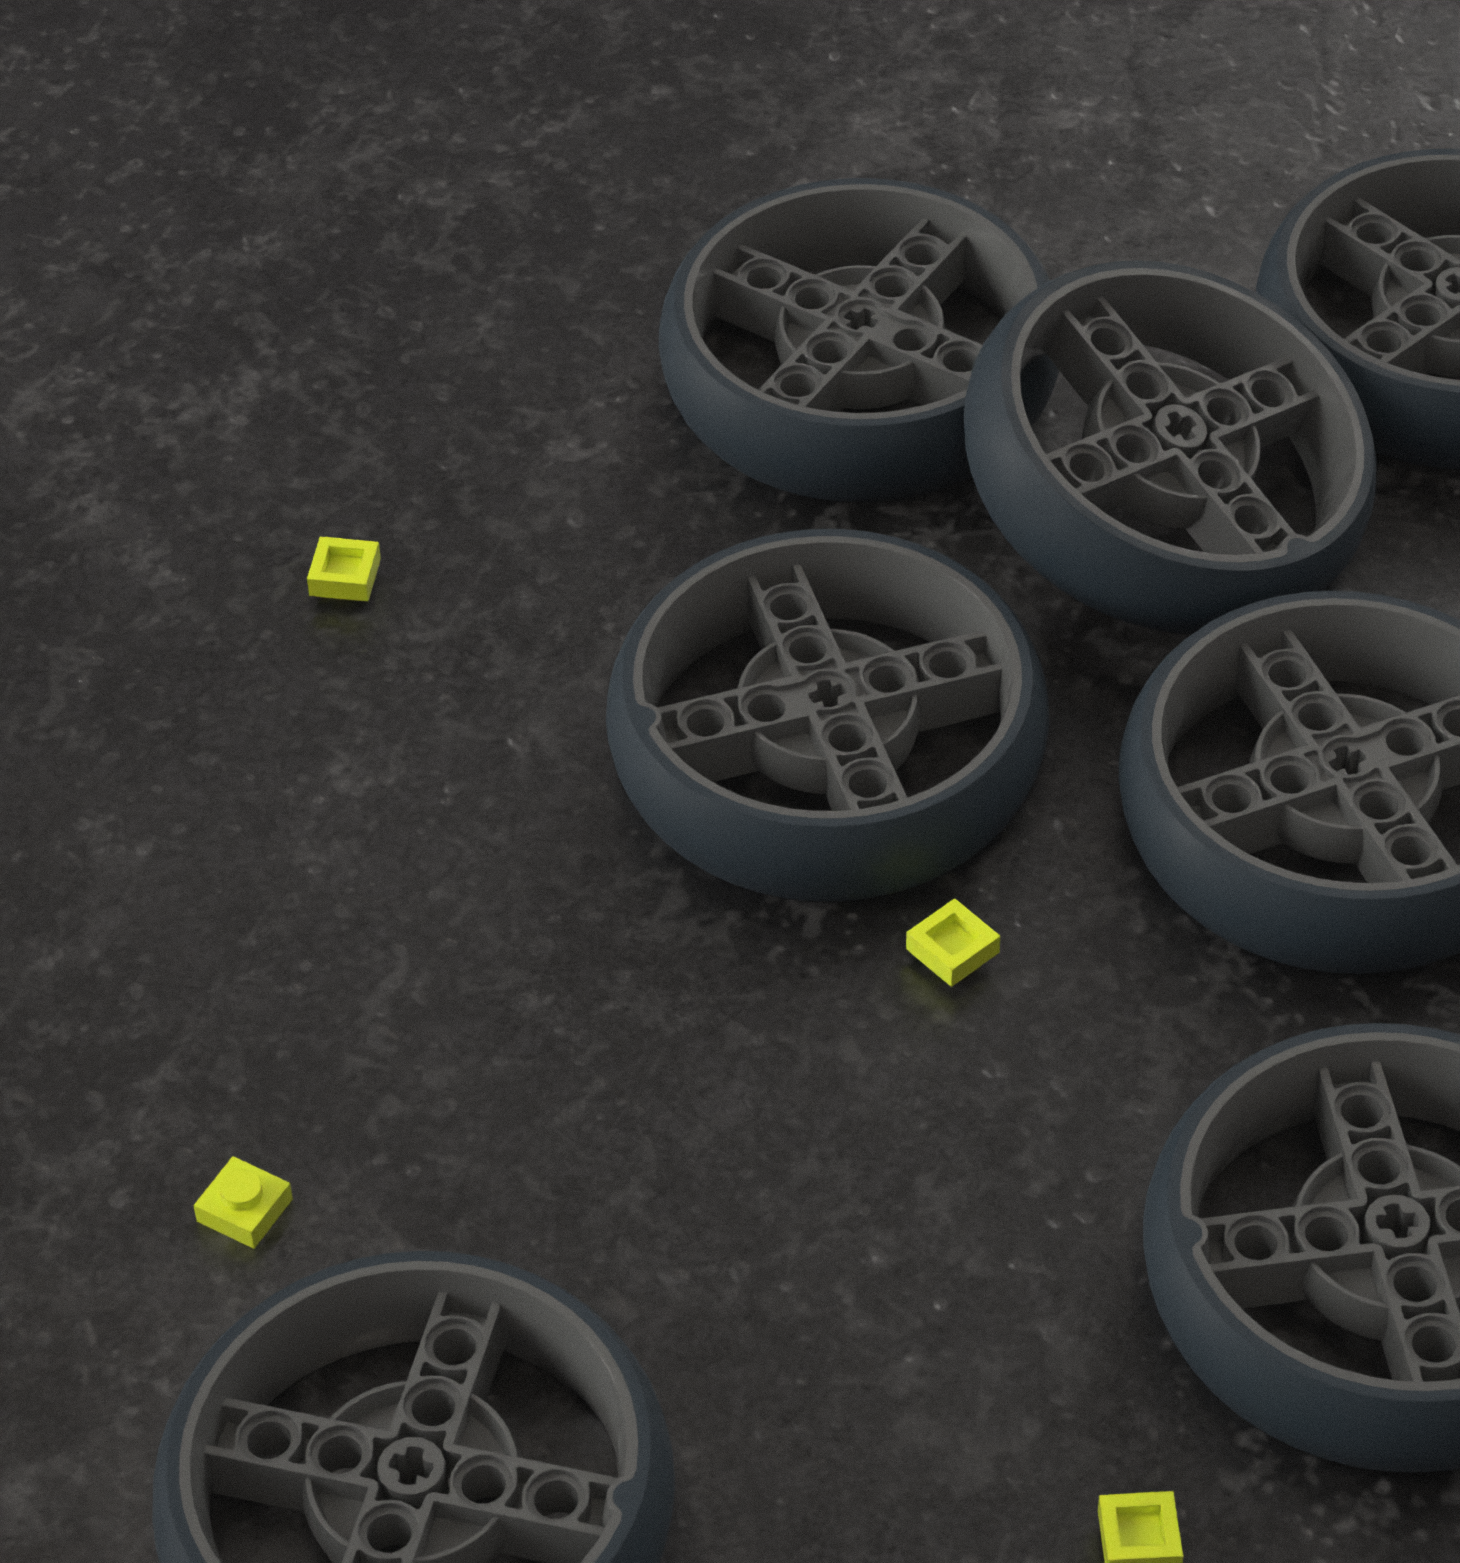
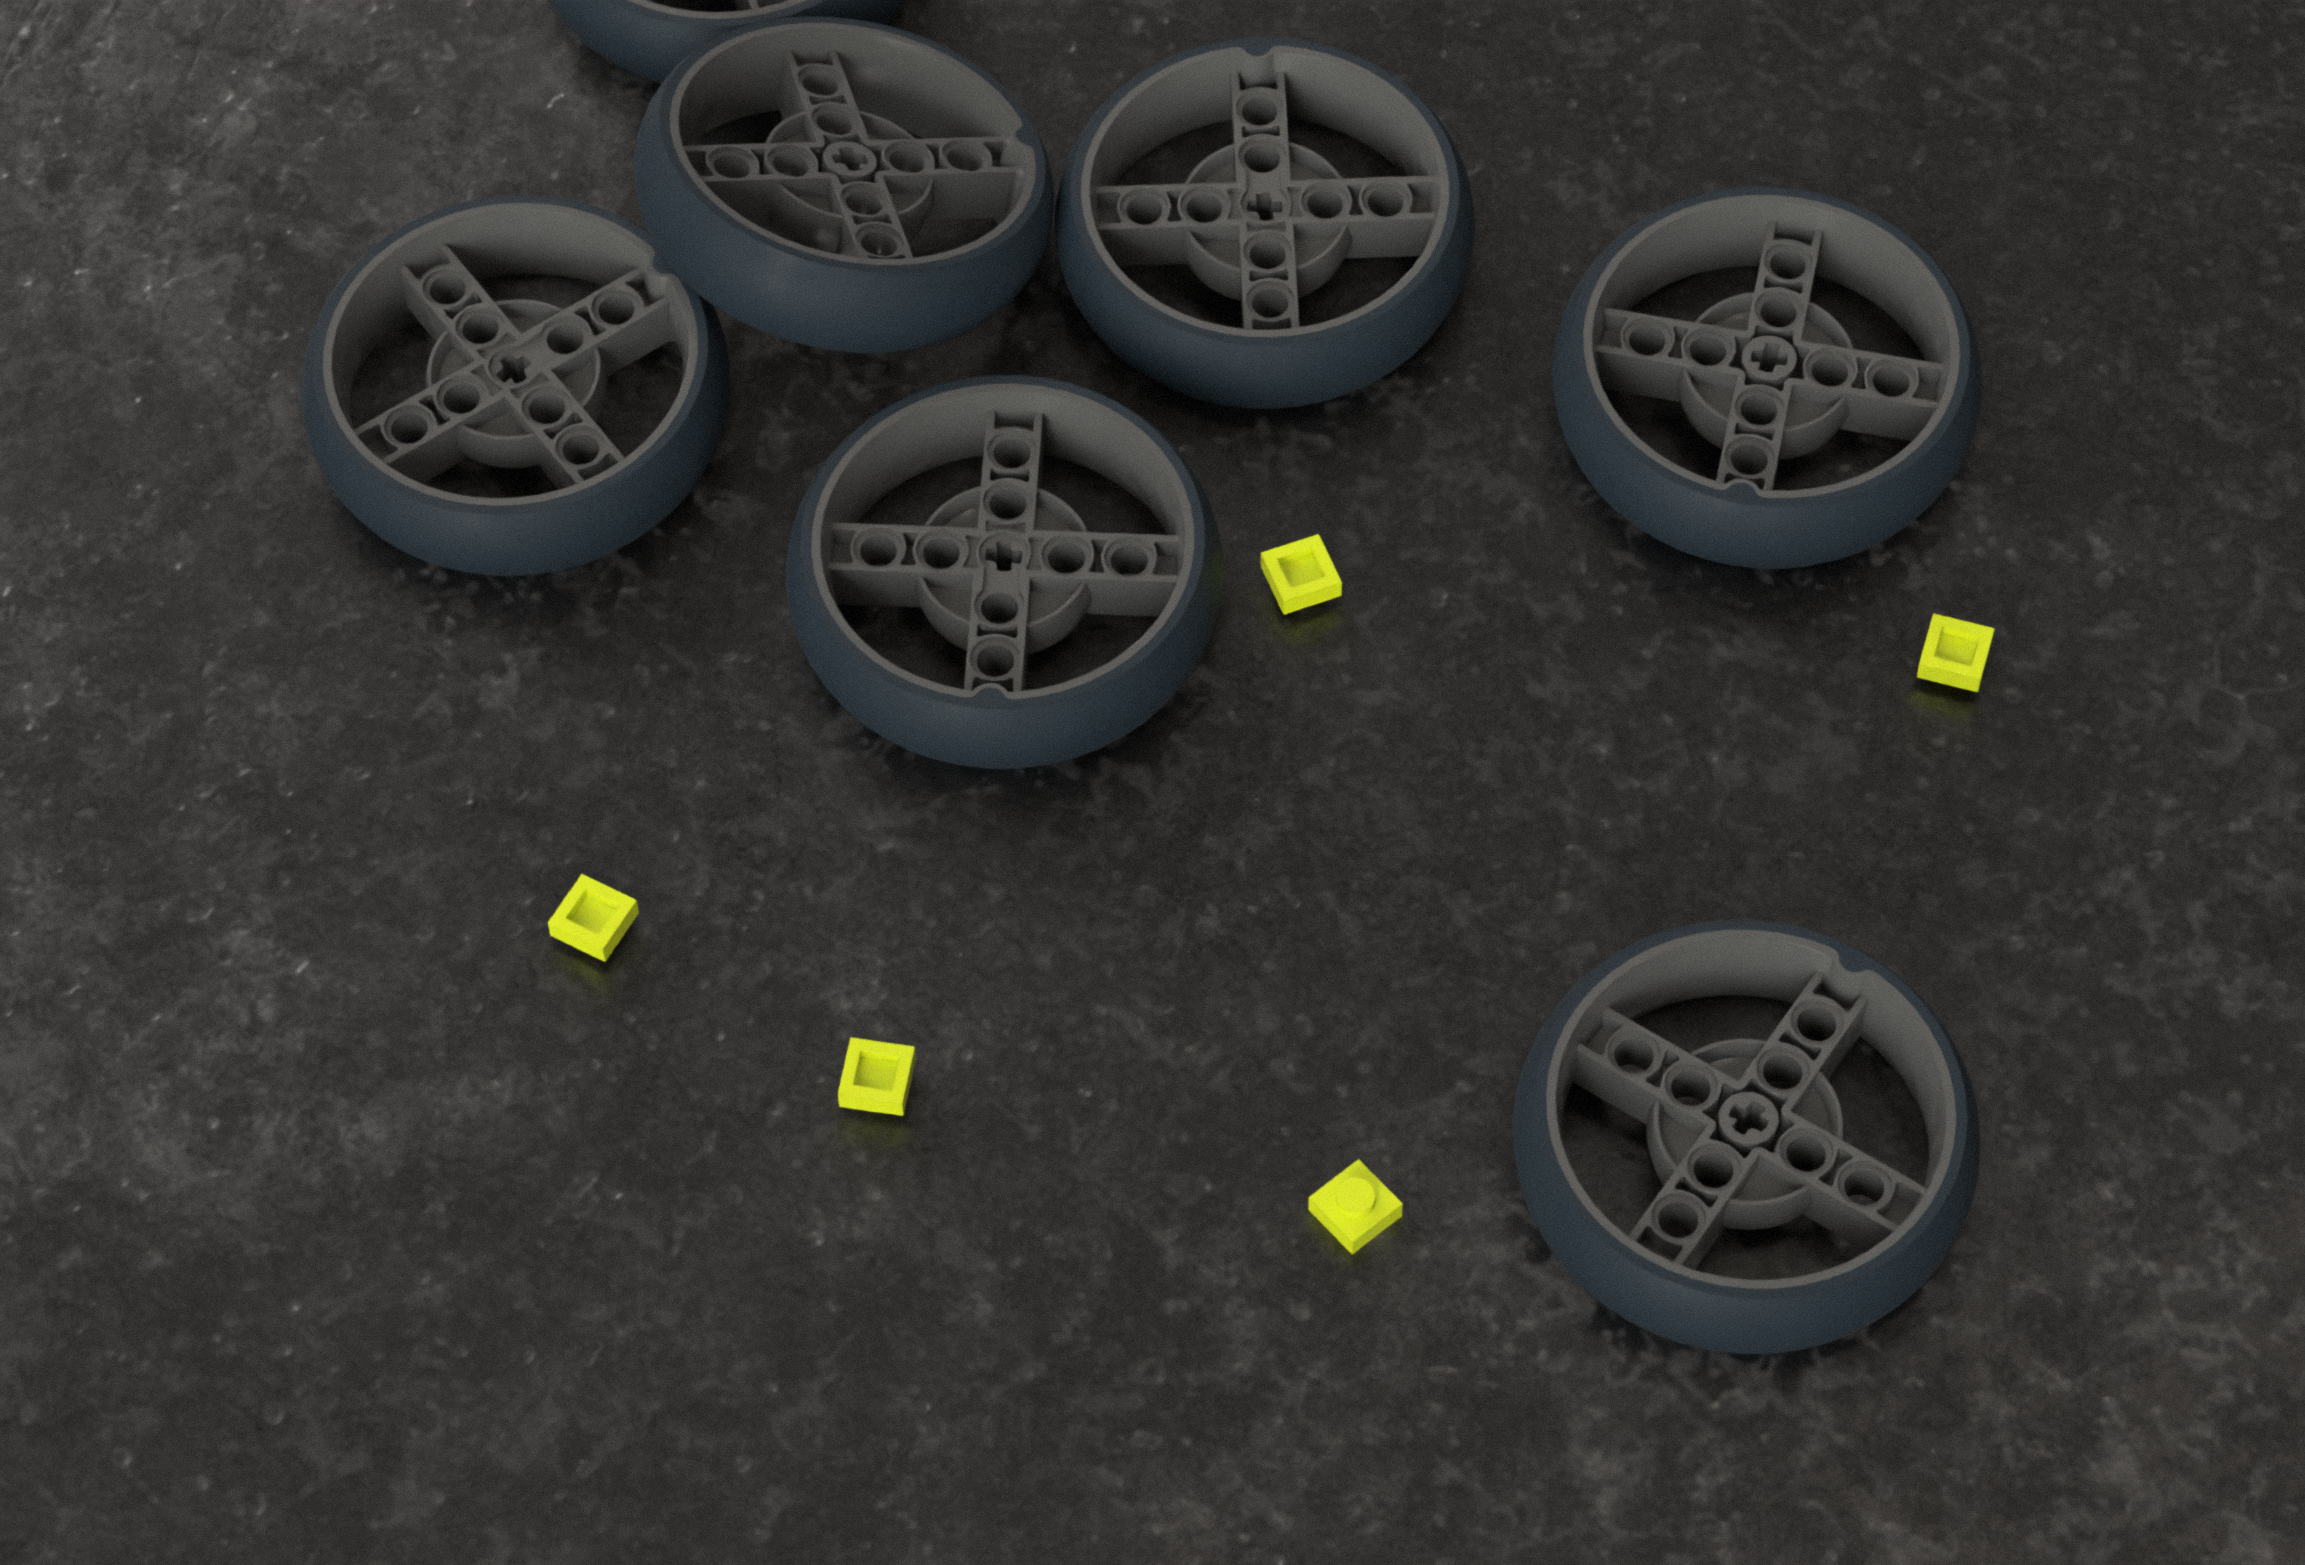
camera: 70 degrees left, 10 degrees up
(251, 803) = (876, 1076): none -> neon yellow plate

